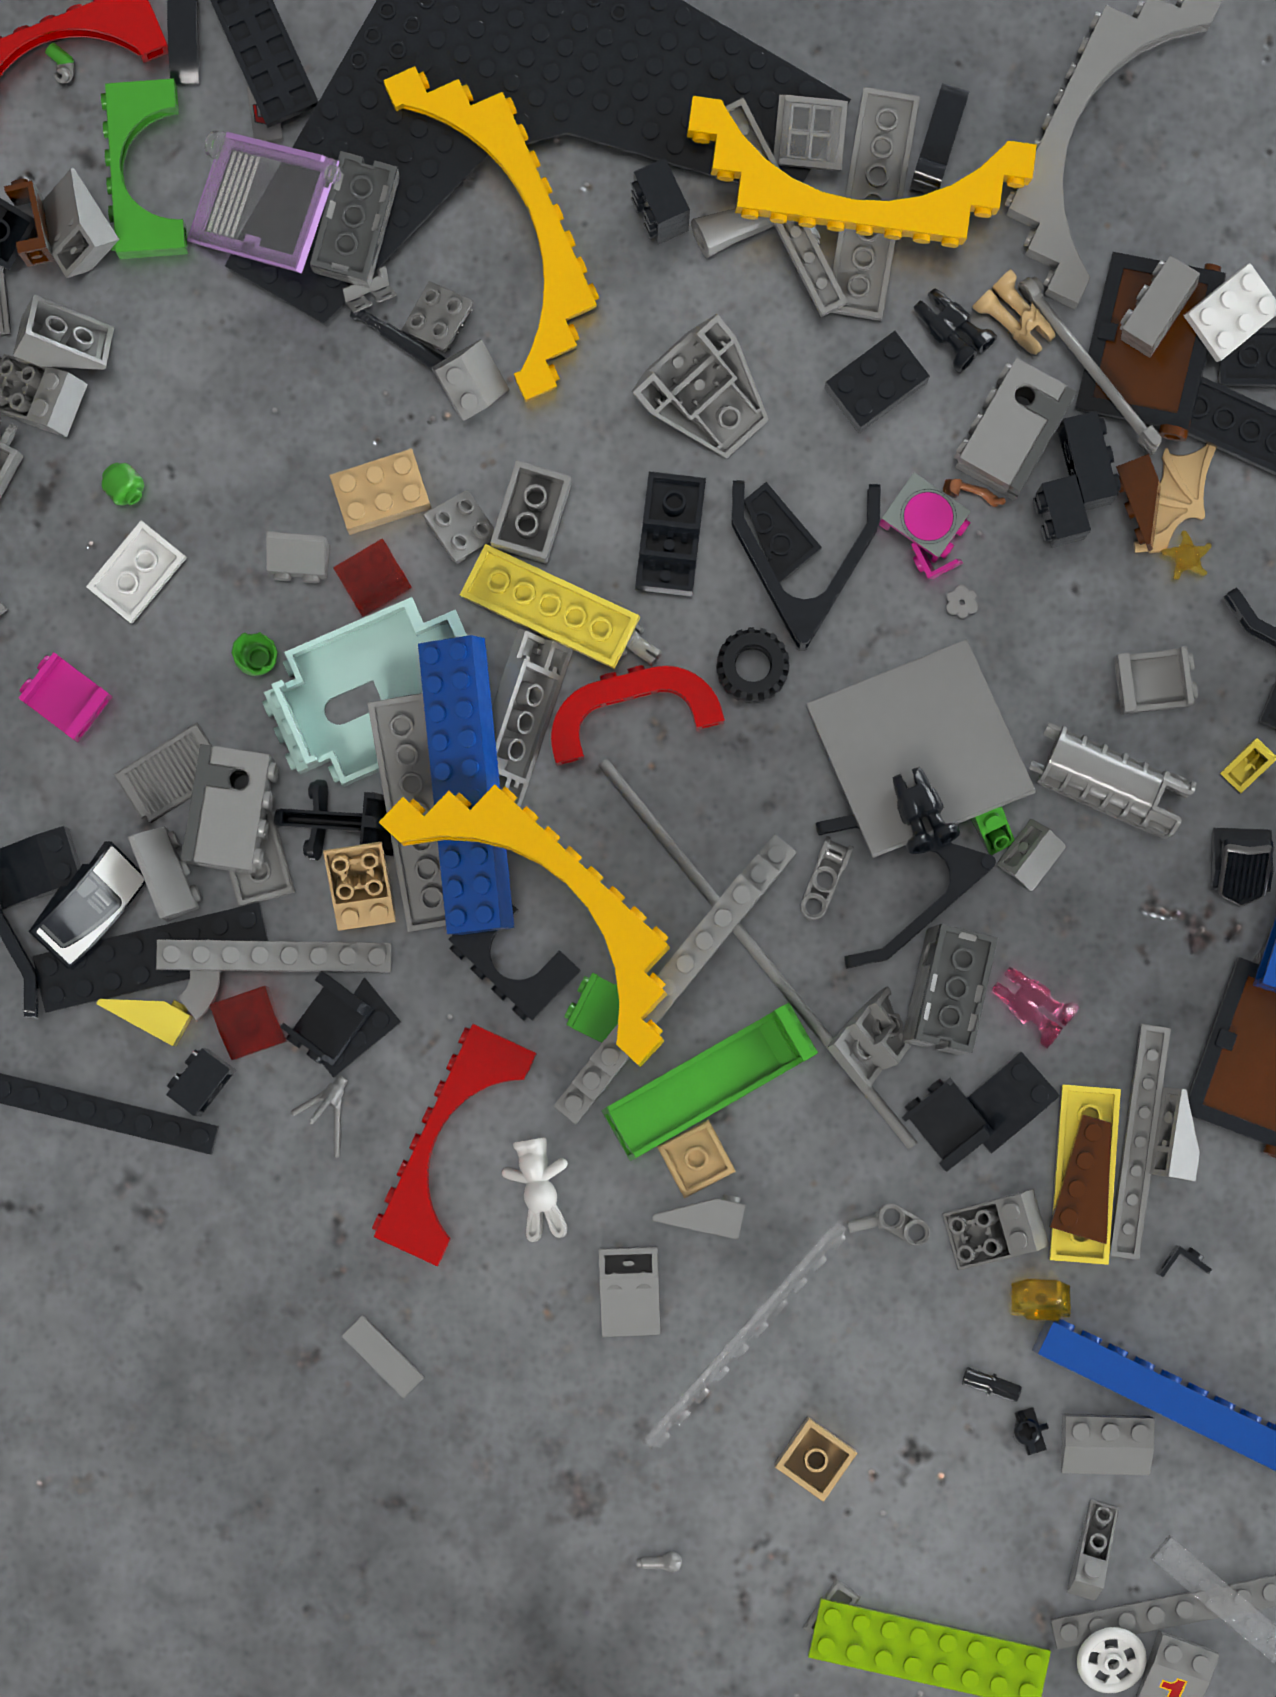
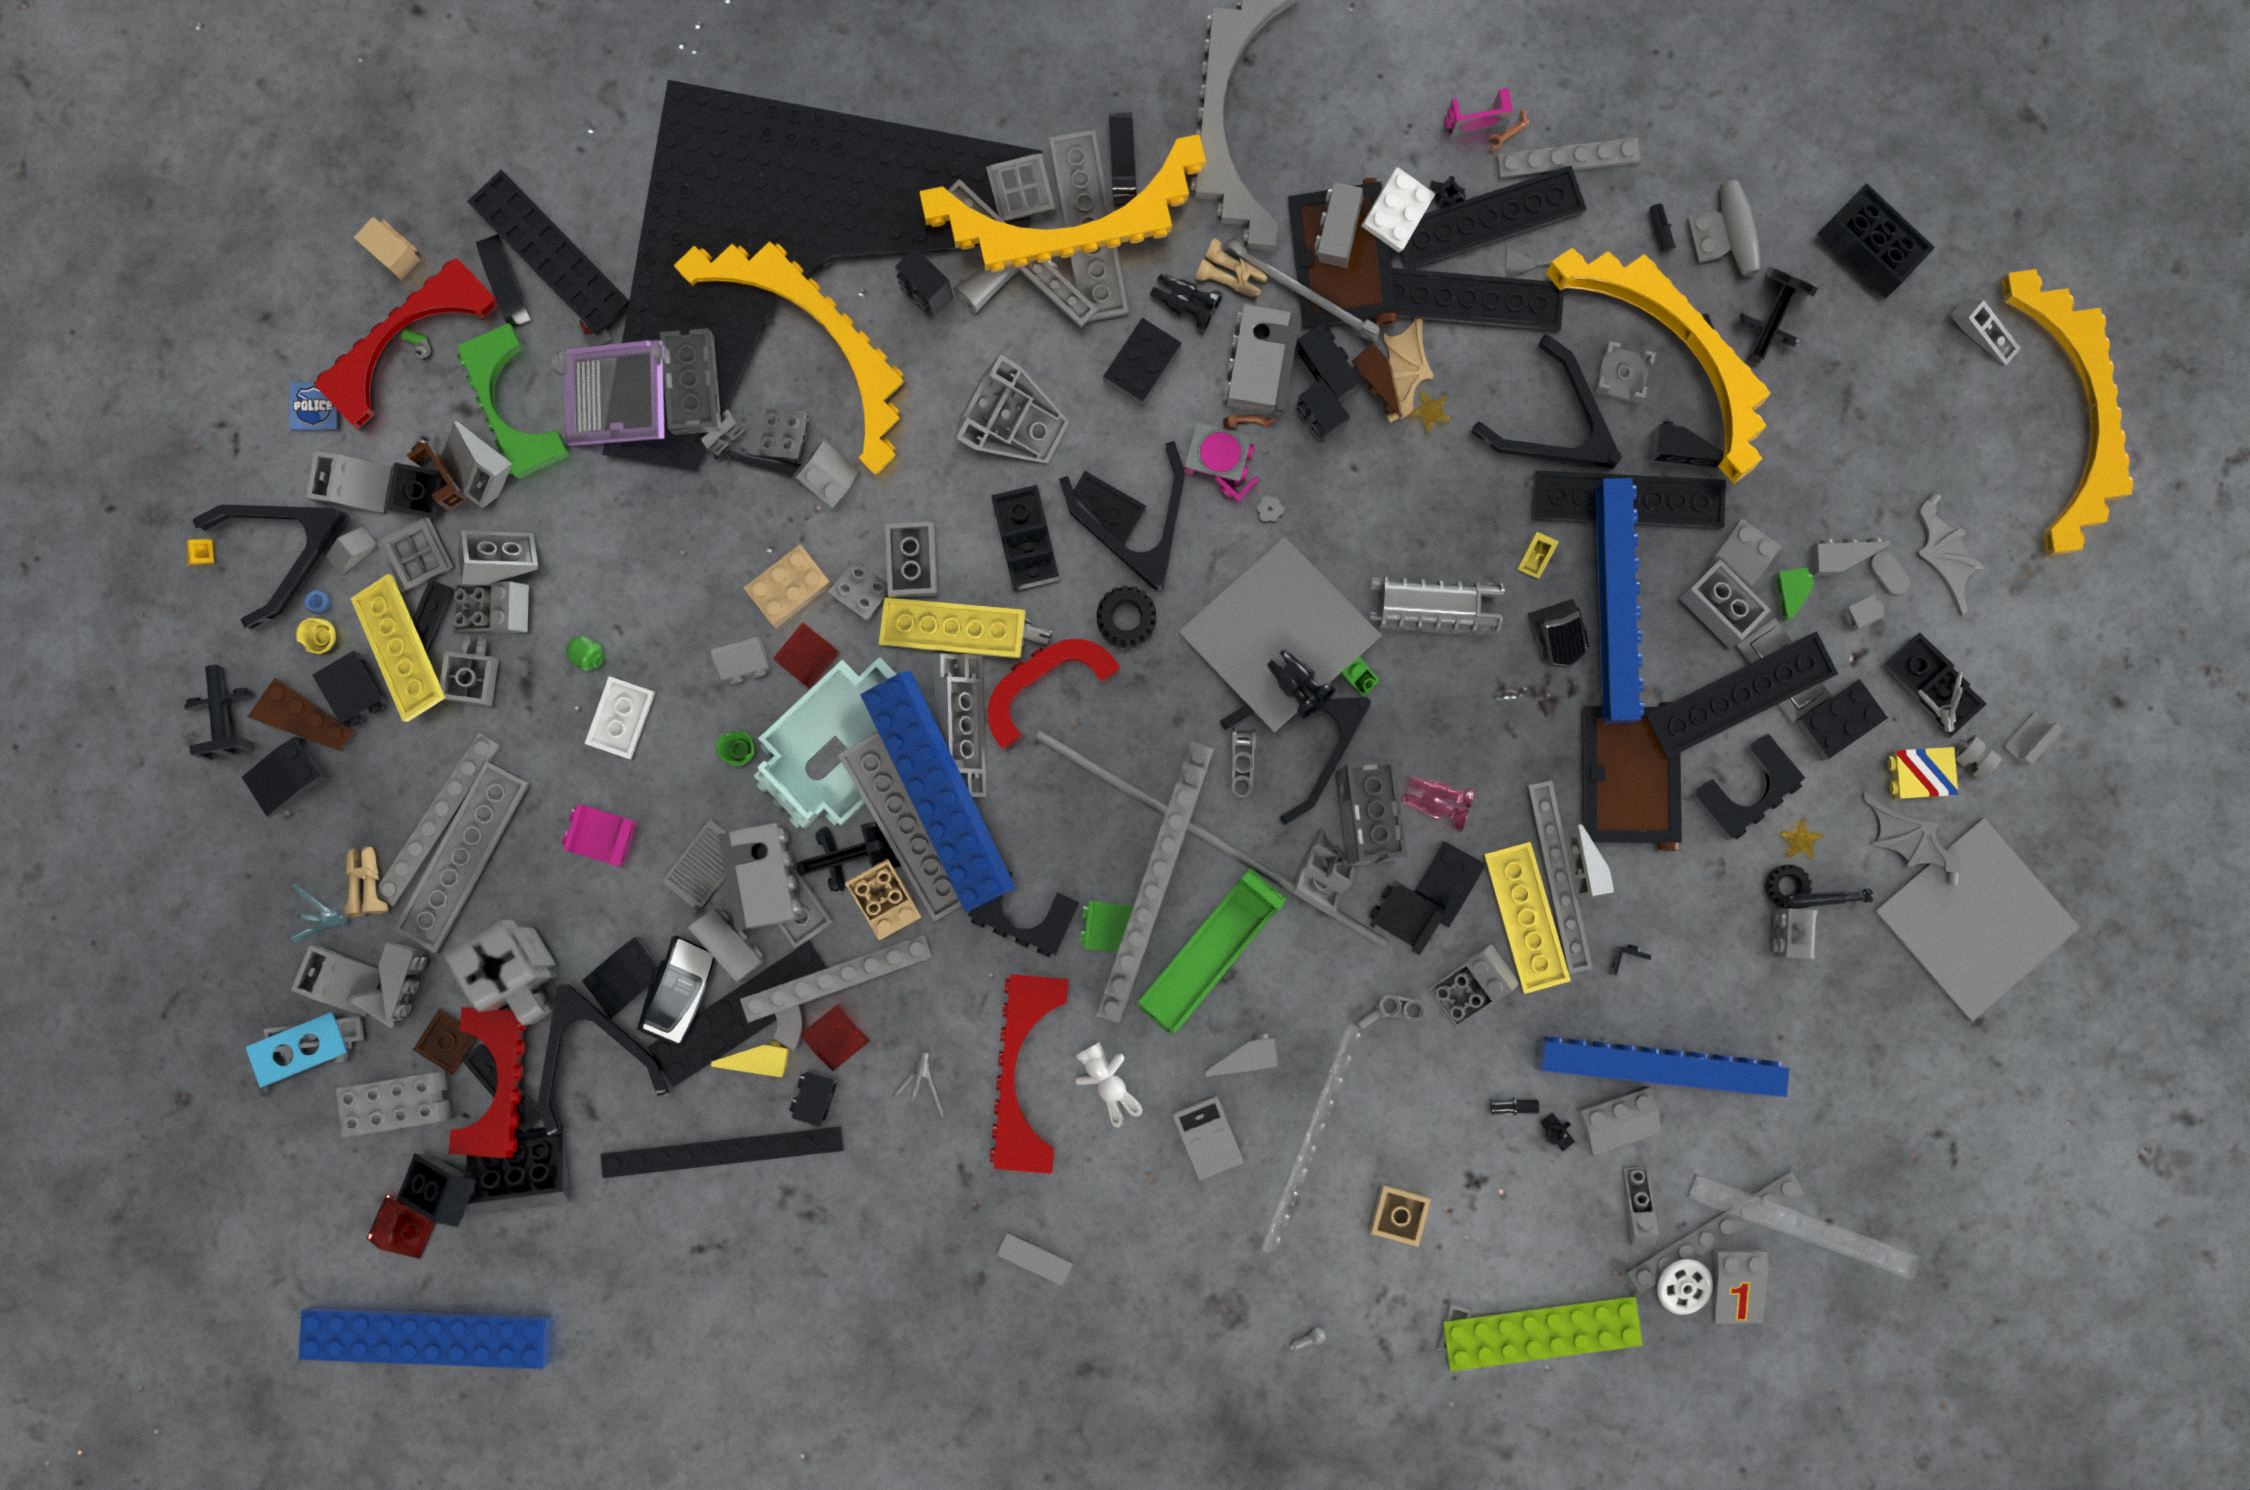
camera: 20 degrees left, 0 degrees up
(329, 1021) = (897, 1013): black panel -> none
(376, 1026) = (921, 1012): black wing -> none
(505, 825) = (979, 811): yellow arch -> none
(696, 1159) = (1222, 1015): tan tile -> none
(1032, 854) = (1395, 684): light grey panel -> none
(1040, 1299) = (1528, 1027): clear yellow slope -> none
(1085, 1185) = (1531, 929): reddish brown wing -> none
(1155, 680) = (1441, 515): light grey panel -> none

